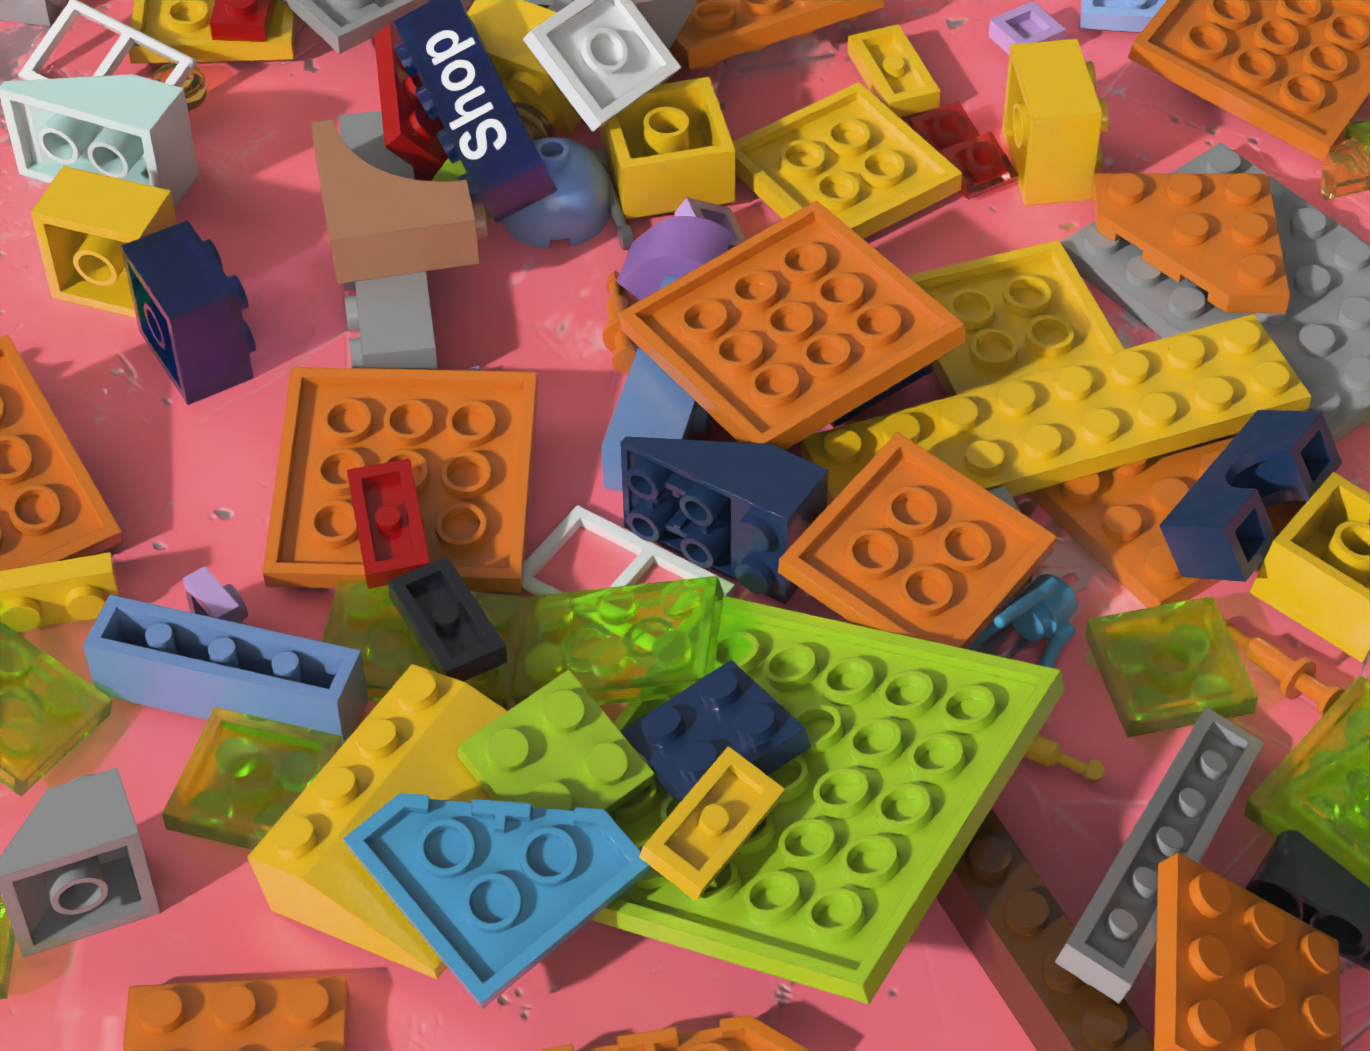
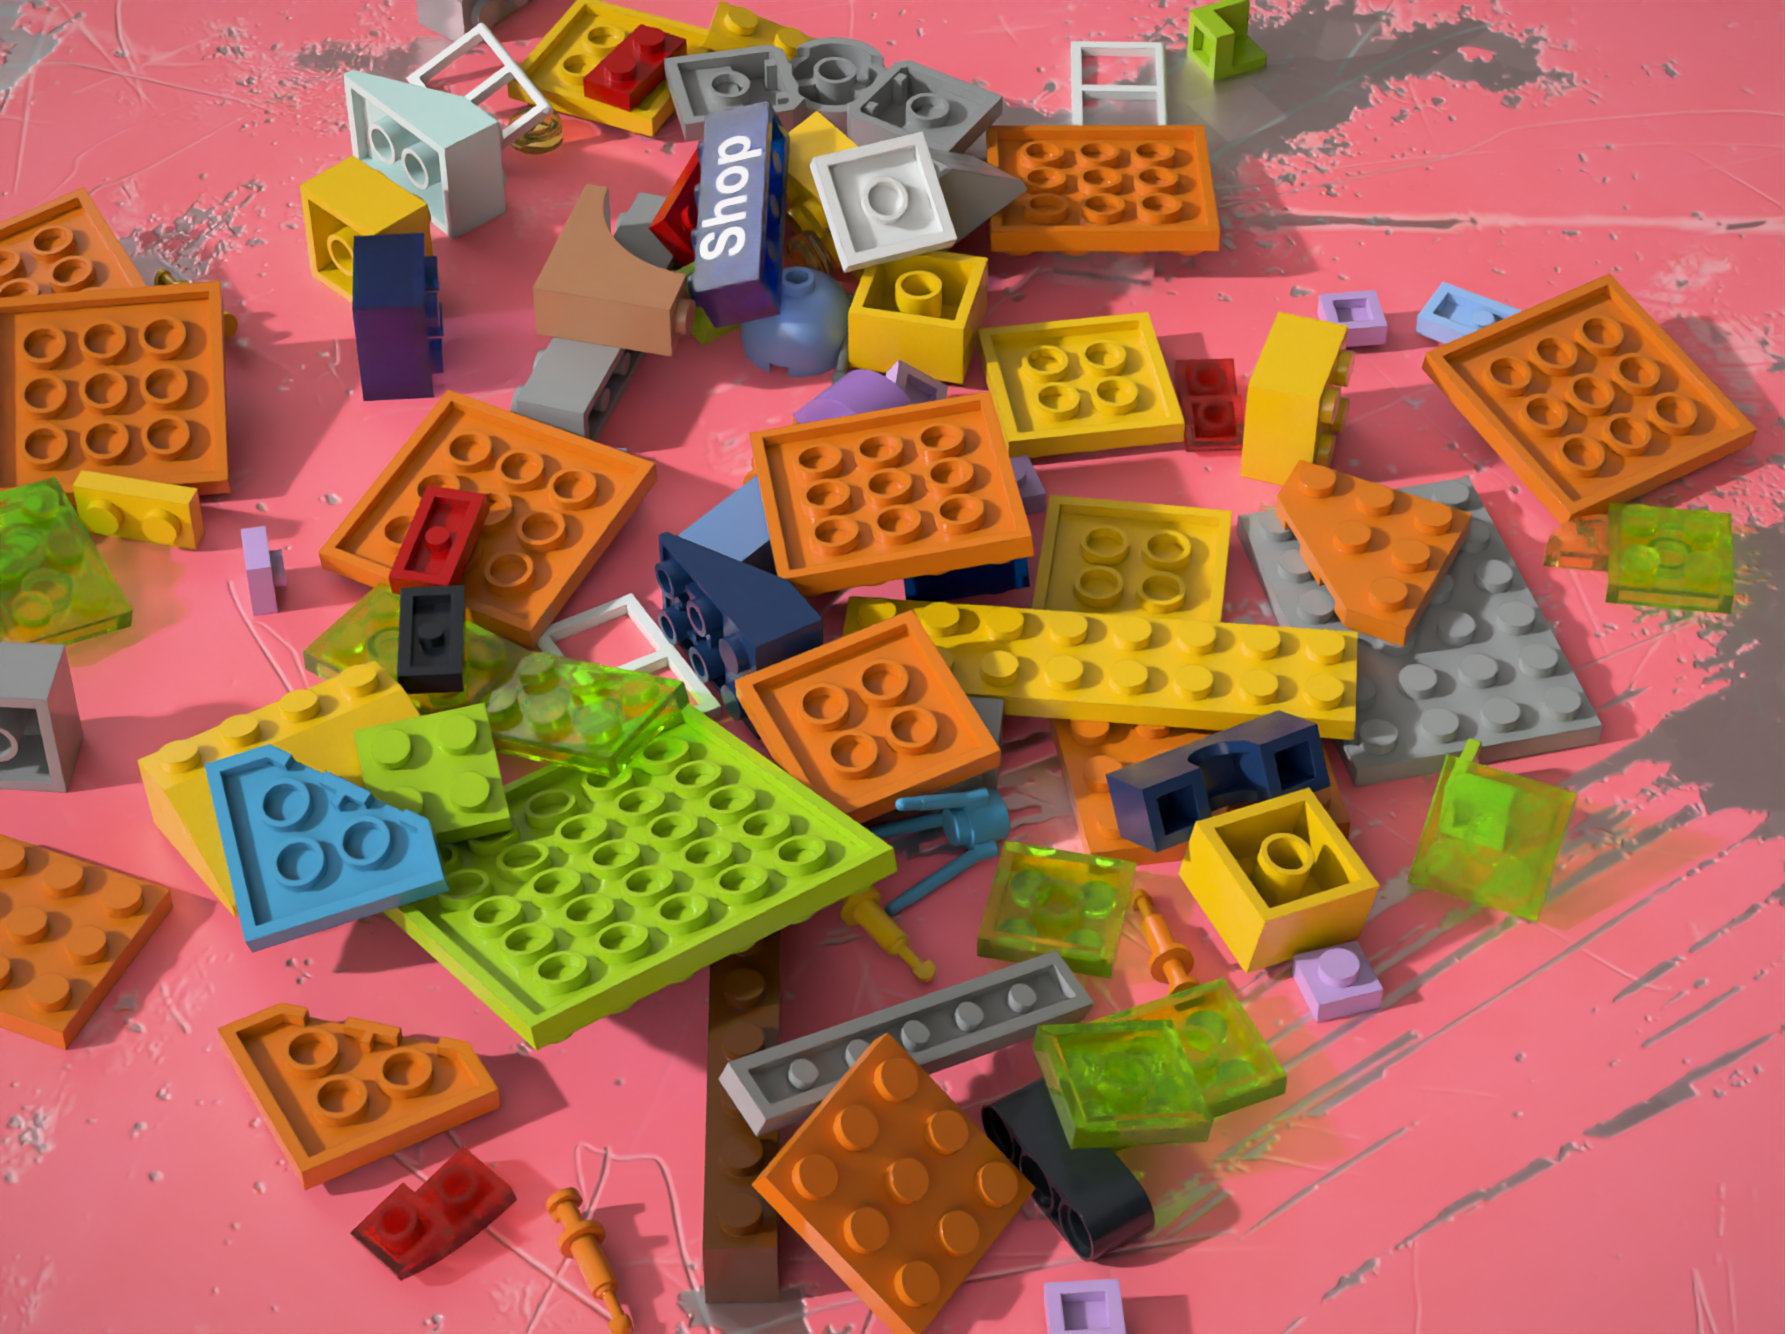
camera: 25 degrees right, 5 degrees down
(205, 662) = (225, 613): medium blue brick -> none
(245, 777) = (187, 700): clear neon green plate -> none
(700, 722) = (580, 809): dark blue plate -> none
(711, 823) = (513, 864): yellow plate -> none
(893, 70) = (1193, 314): yellow plate -> none

